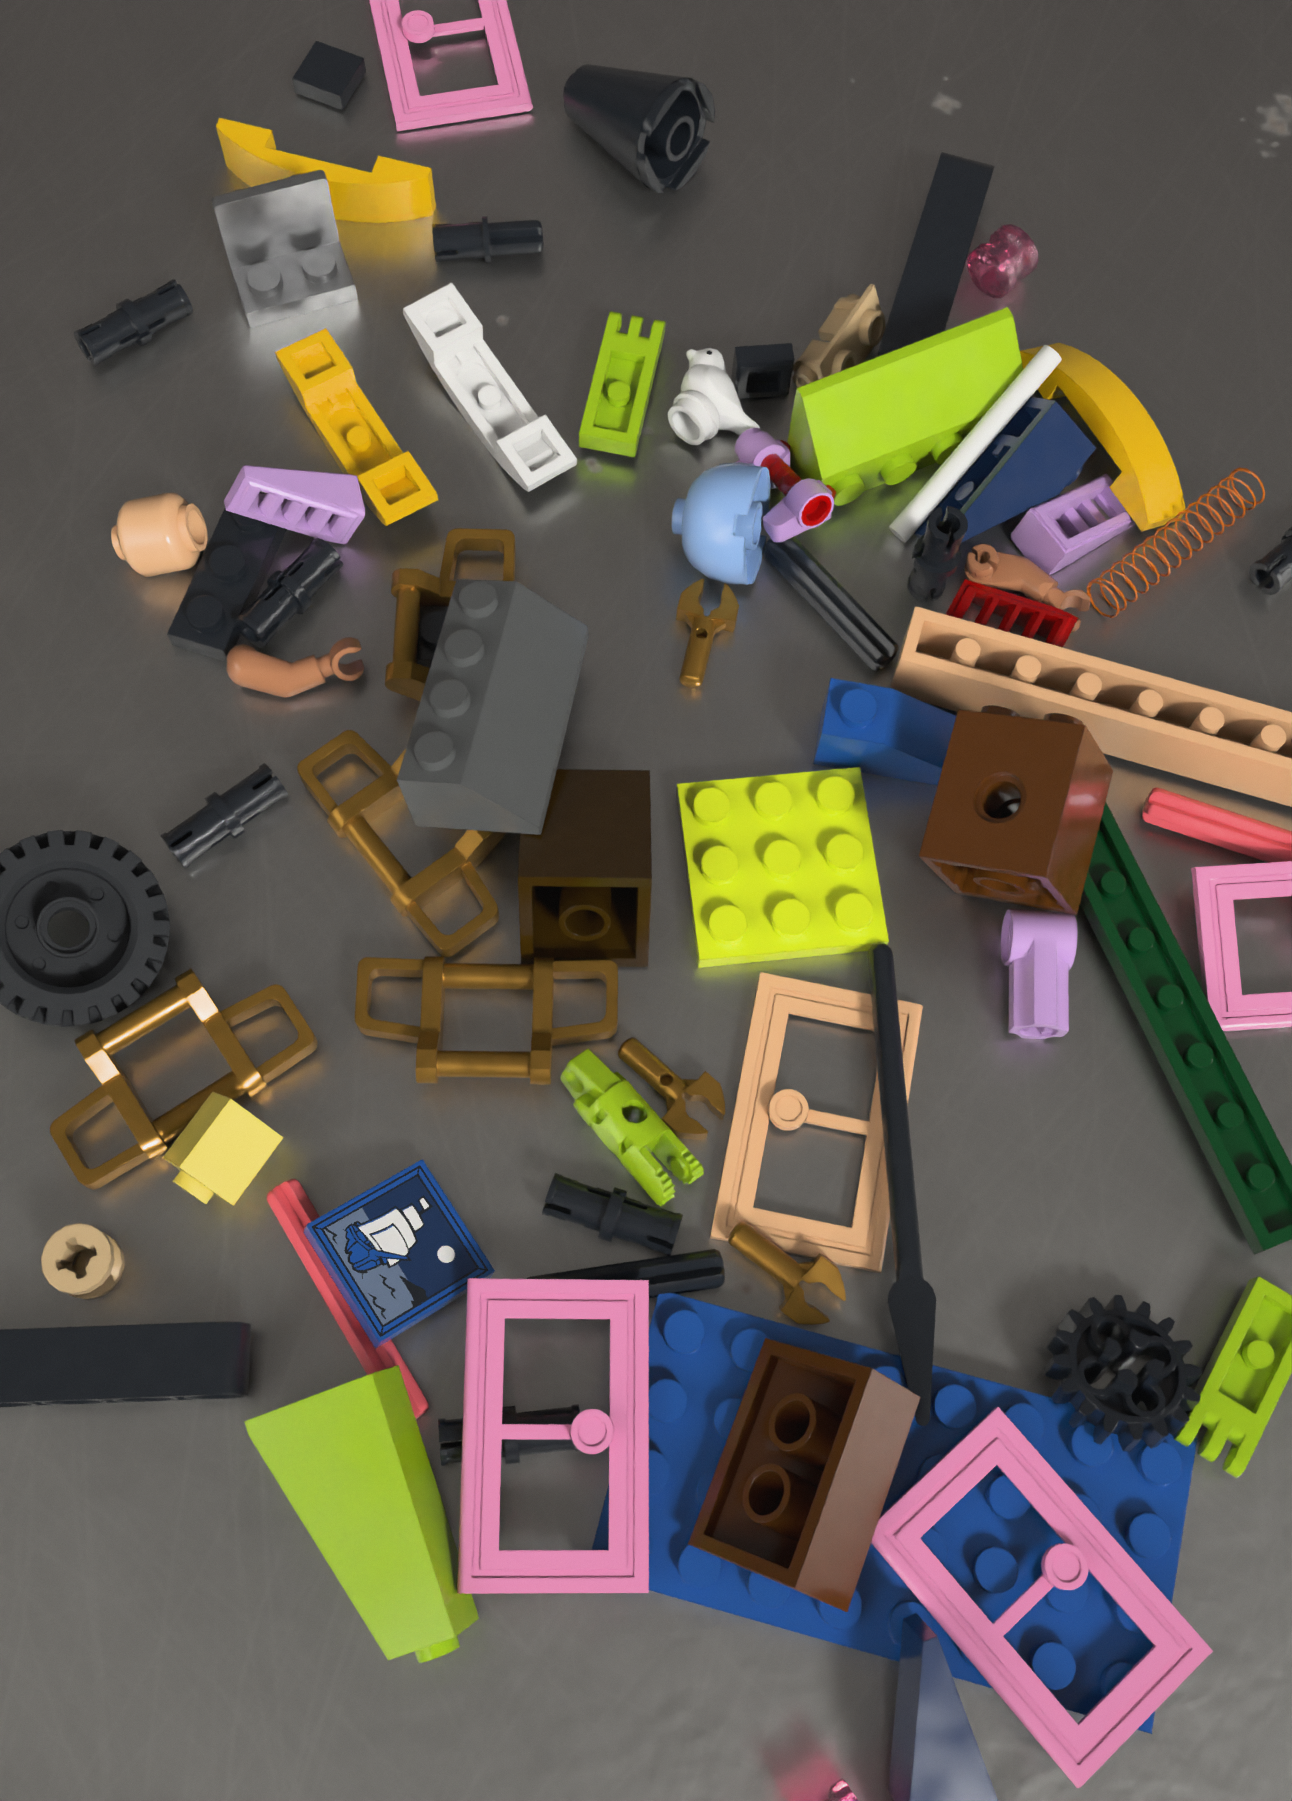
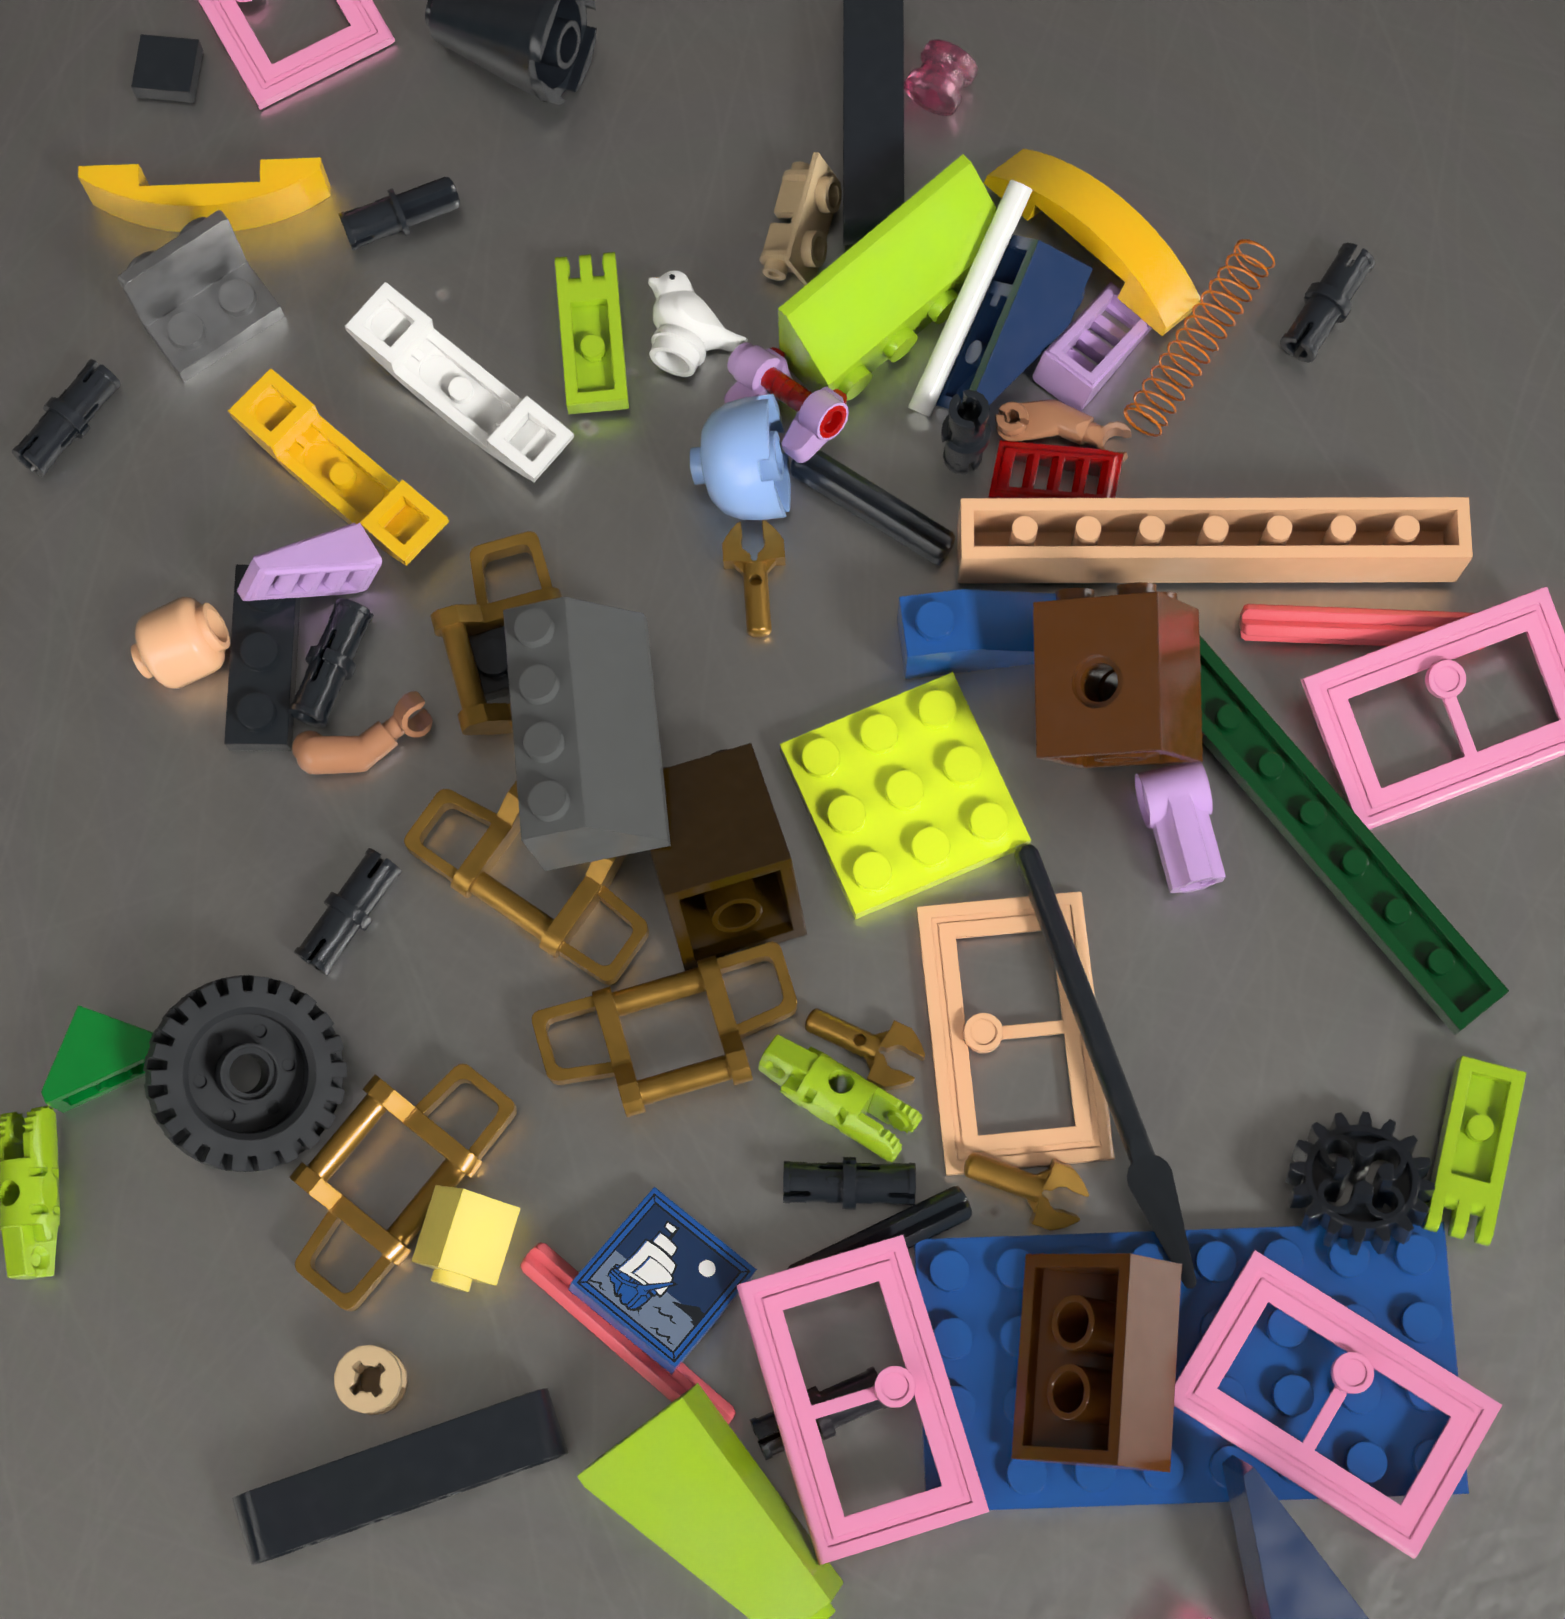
camera: 10 degrees left, 5 degrees up
(762, 370) = (731, 277): black tile -> none

